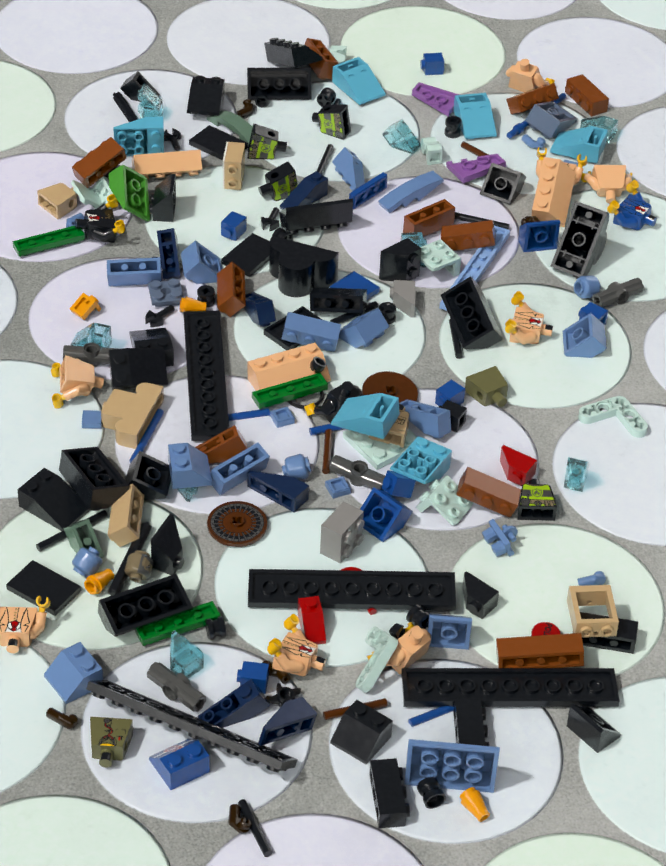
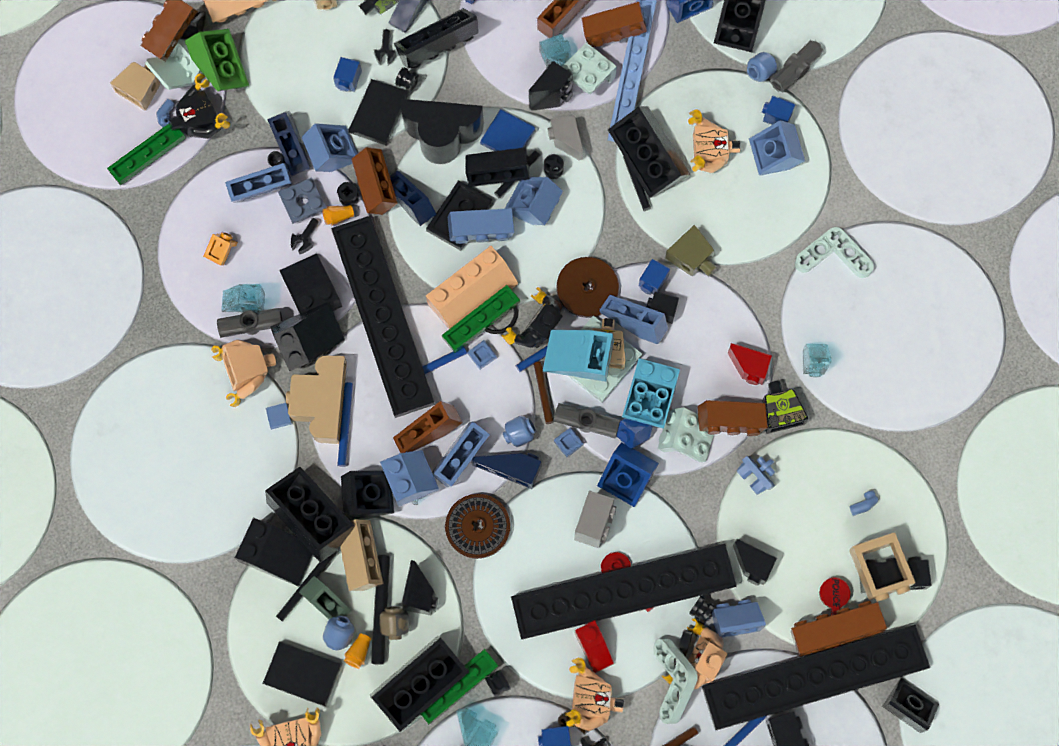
camera: 10 degrees left, 30 degrees up
(164, 200) = (258, 57): black slope -> none
(317, 364) = (505, 280): black hinge -> none

